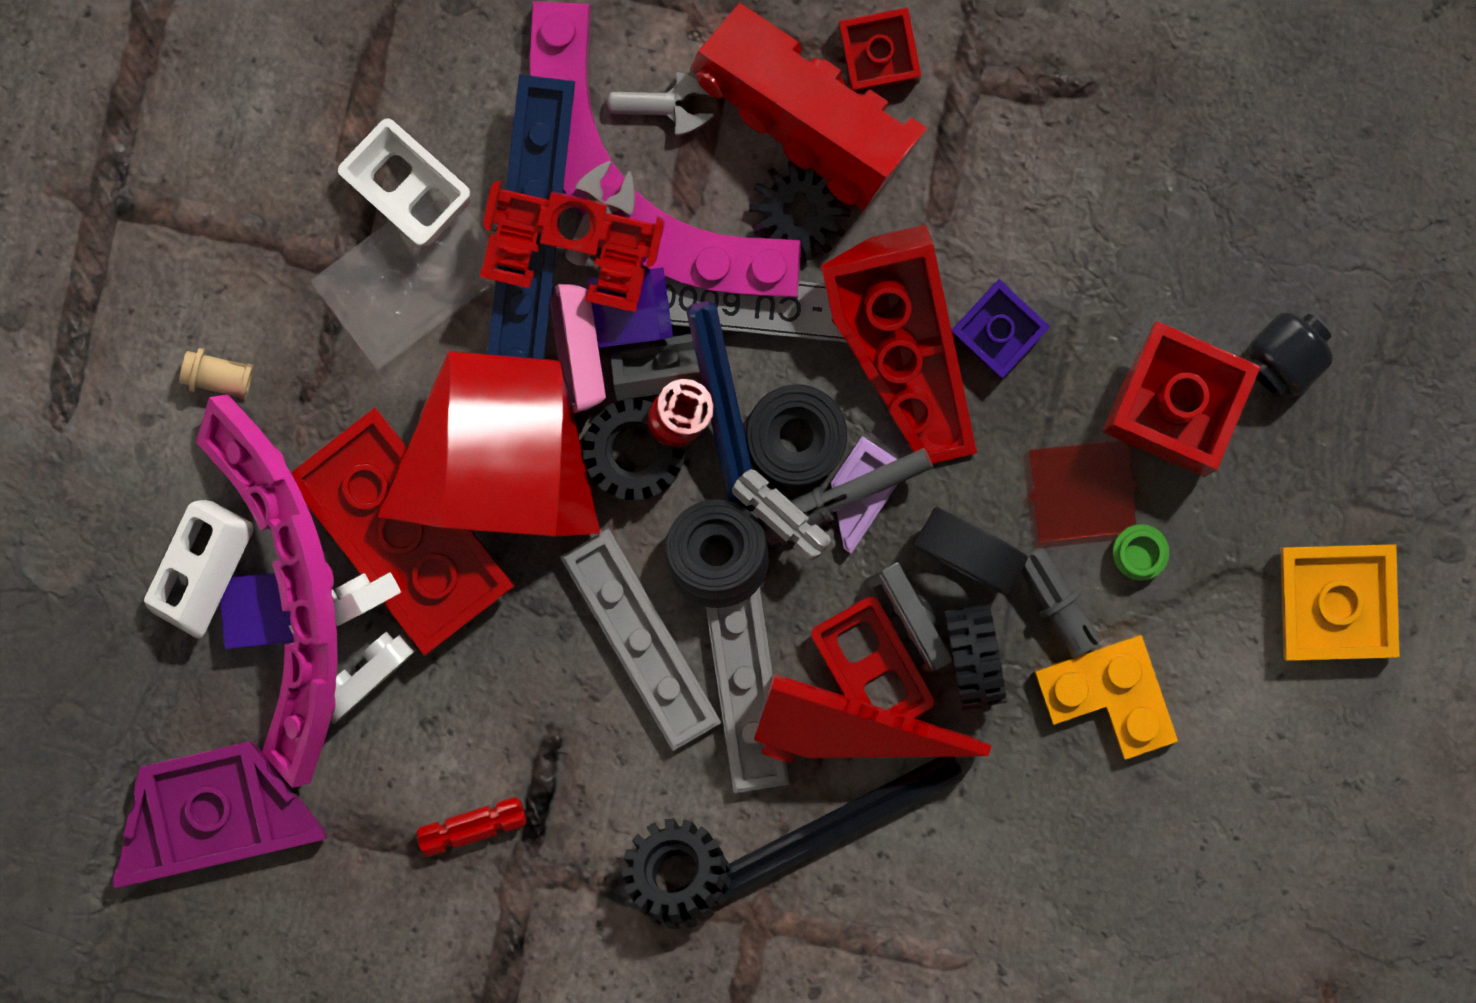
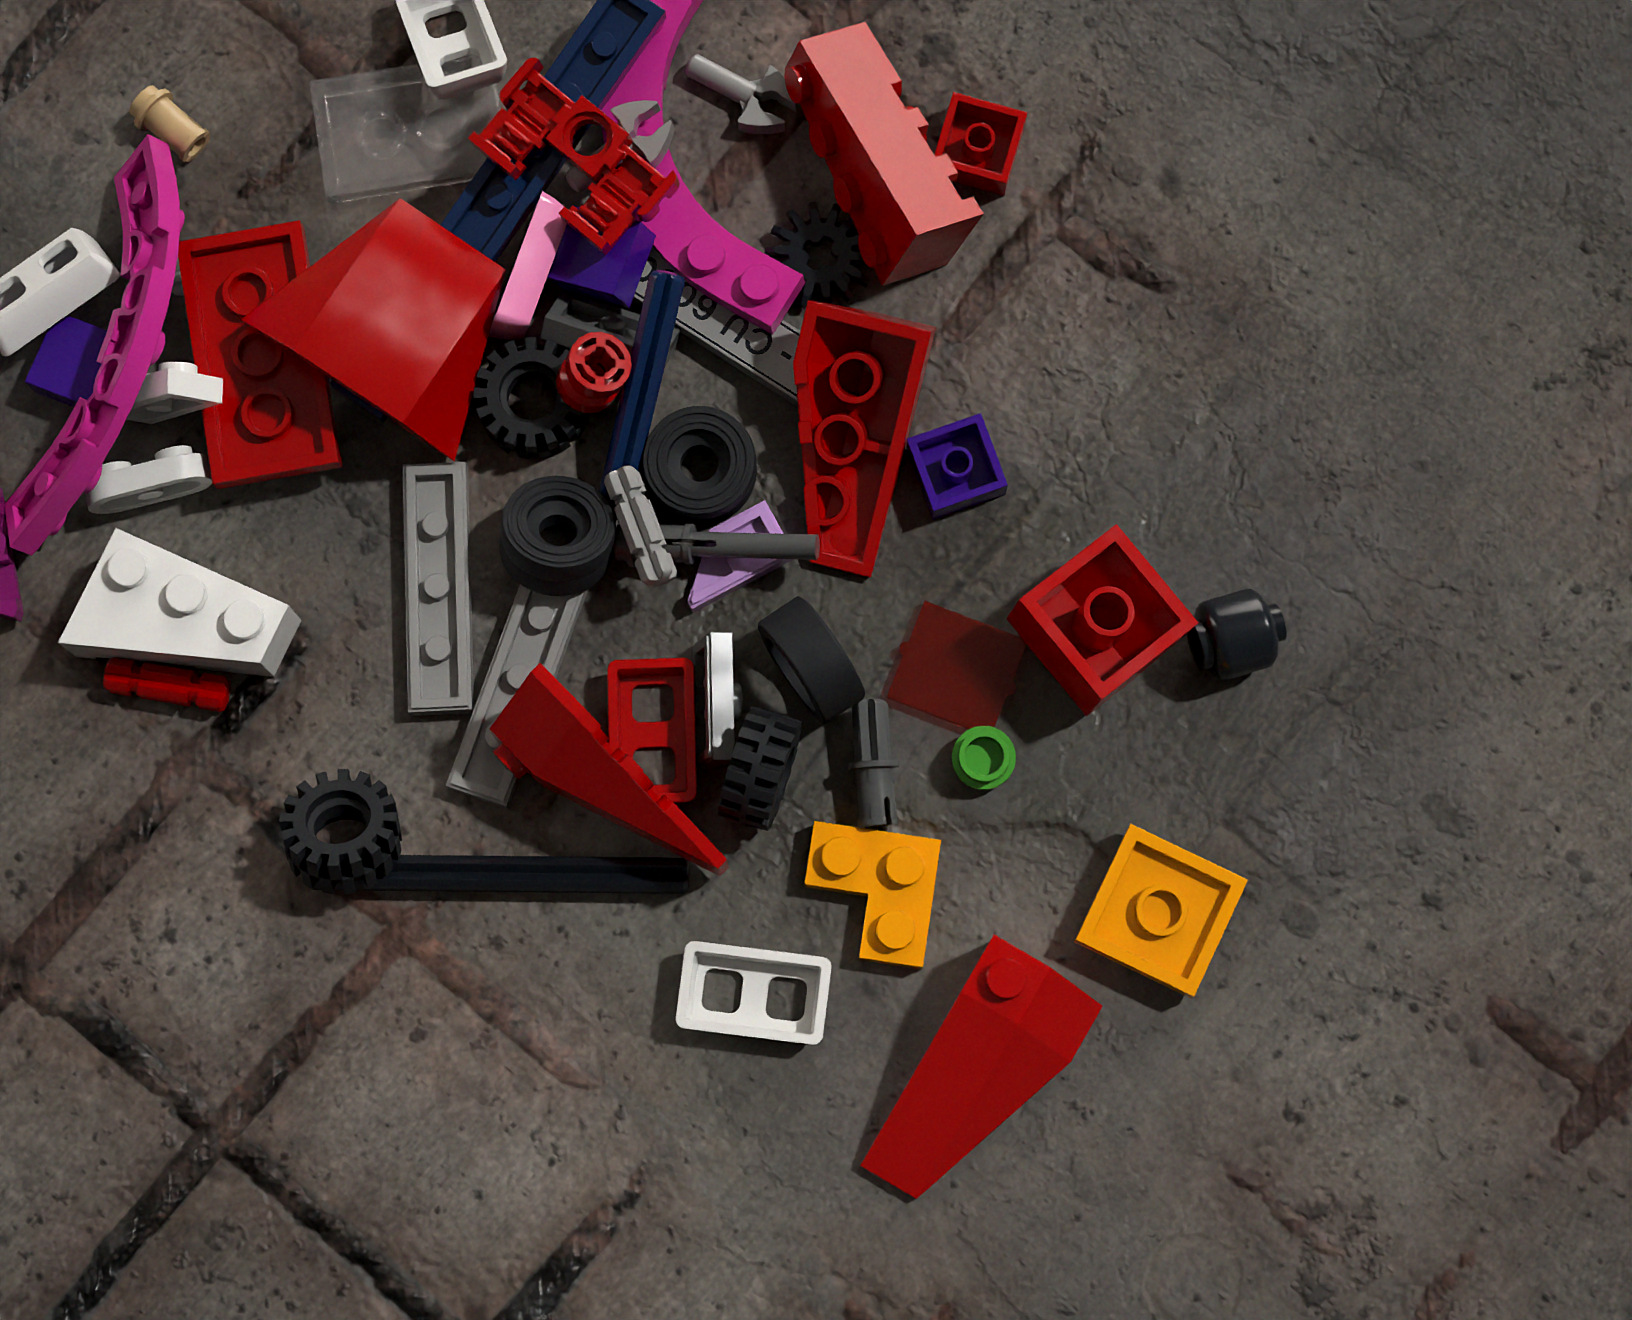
camera: 25 degrees right, 10 degrees down
(450, 769) = (175, 612): none -> white wedge
(1064, 847) = (757, 969): none -> white piece
(1263, 780) = (992, 1053): none -> red wedge

